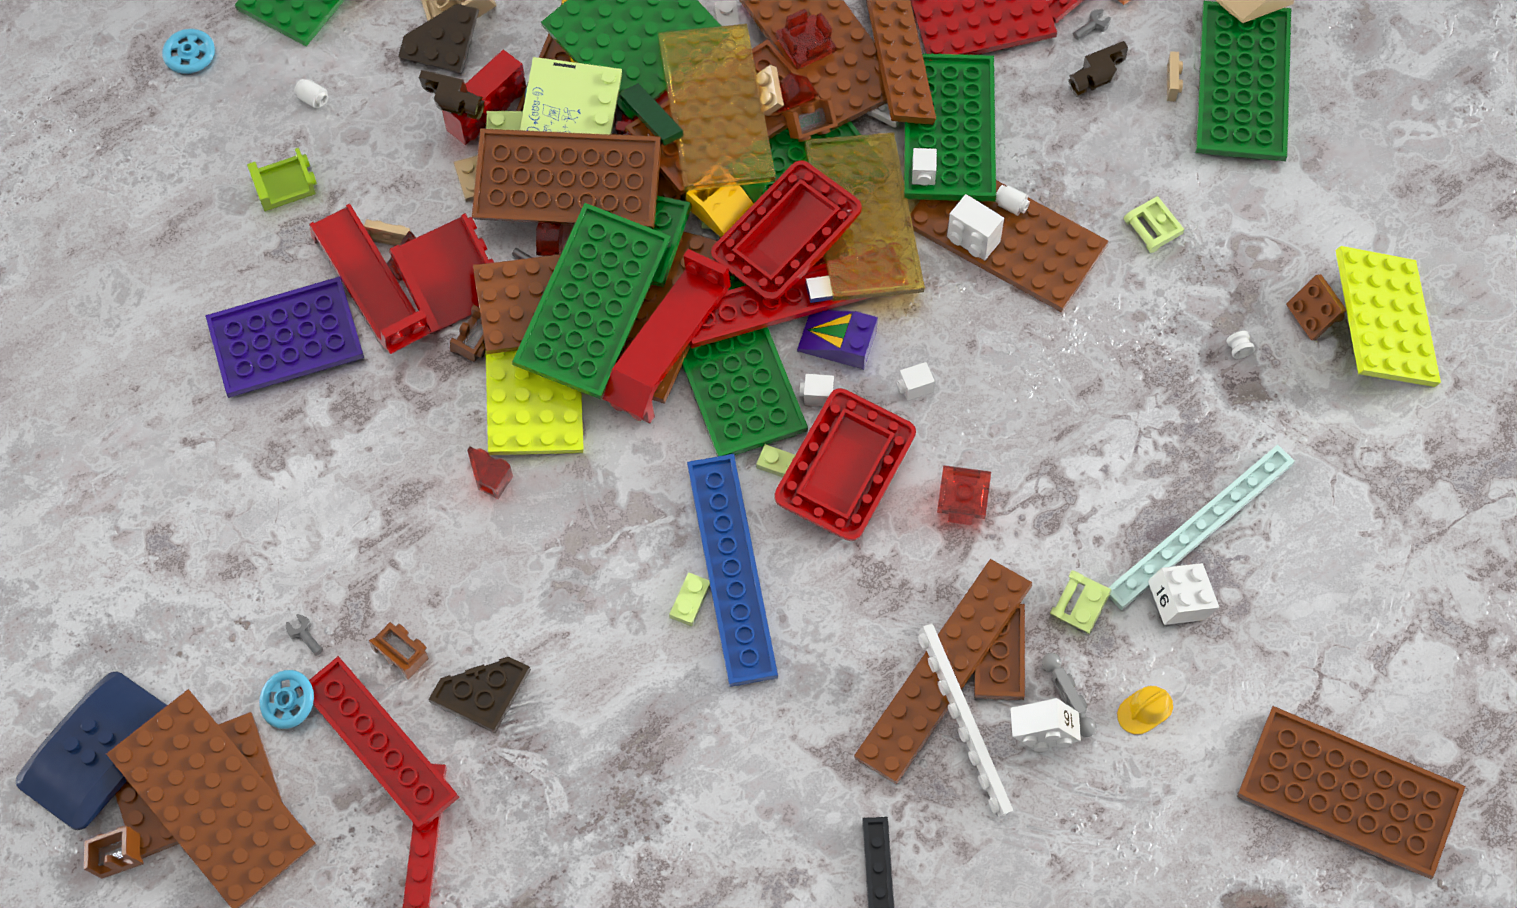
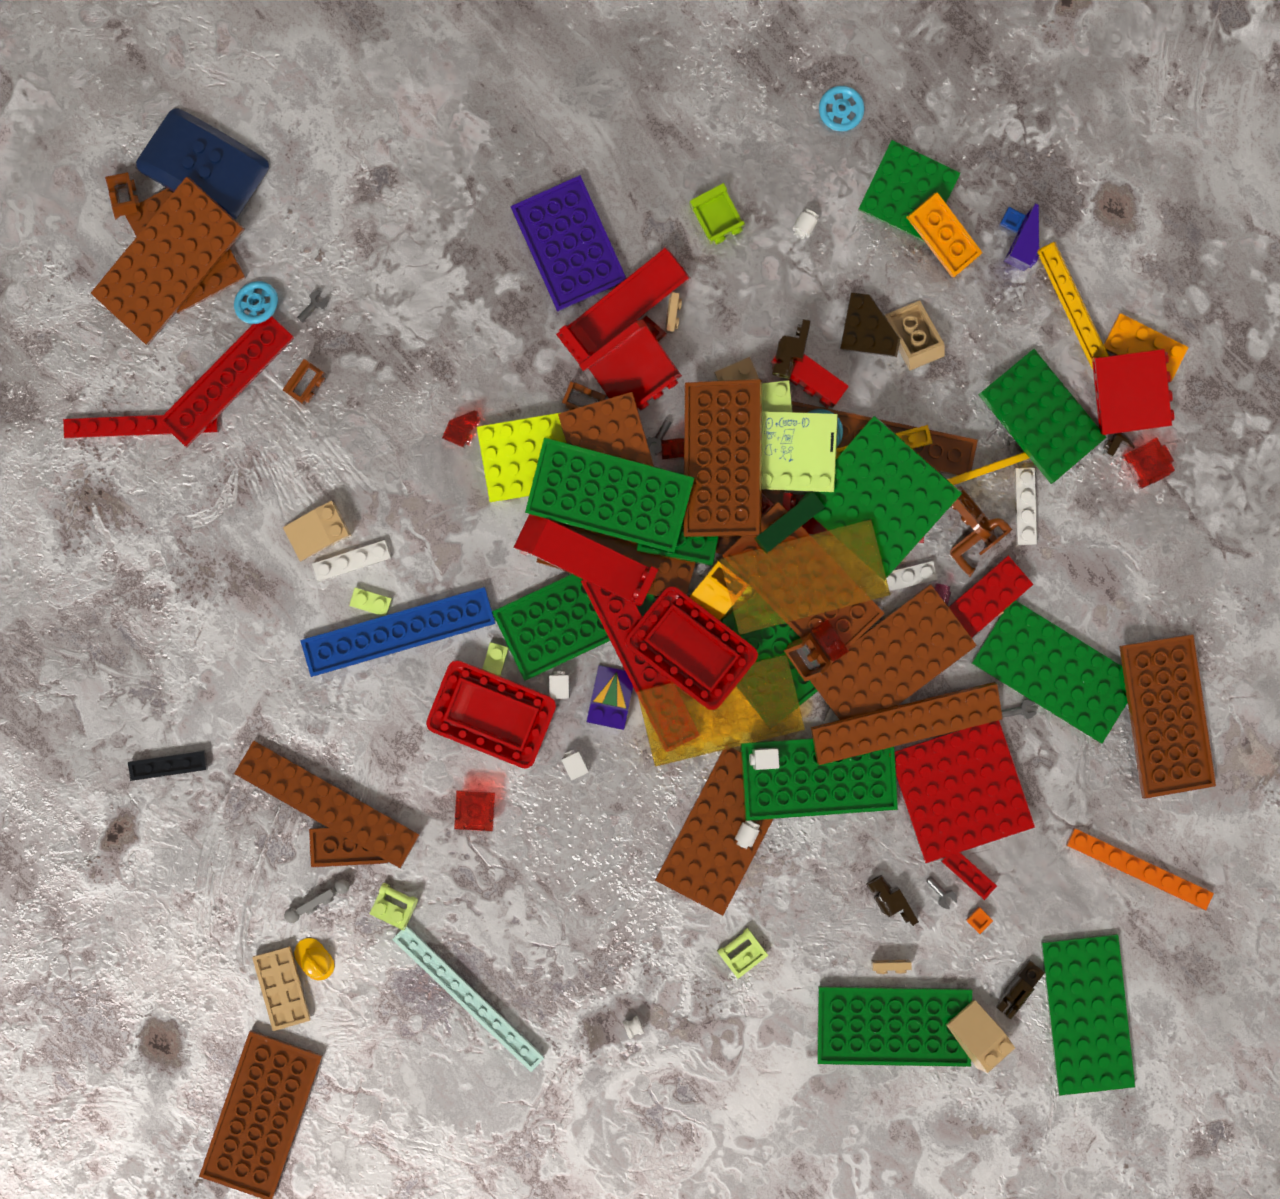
camera: 85 degrees right, 25 degrees up
(482, 692) = (277, 451): dark brown plate -> none
(591, 652) = (317, 531): none -> tan slope
(635, 617) = (351, 561): none -> white plate
(770, 90) = (827, 621): tan plate -> none
(806, 38) = (885, 647): clear red panel -> none
(819, 289) = (645, 679): white tile -> none
(968, 729) = (273, 825): white plate -> none
(975, 227) = (711, 805): white brick -> none
(1045, 725) = (281, 885): white brick -> none
(1182, 750) = (281, 988): none -> tan plate
(1183, 594) = (404, 986): white brick -> none
(1316, 307) = (670, 1089): dark orange plate -> none
(1387, 316) = (666, 1147): neon yellow plate -> none

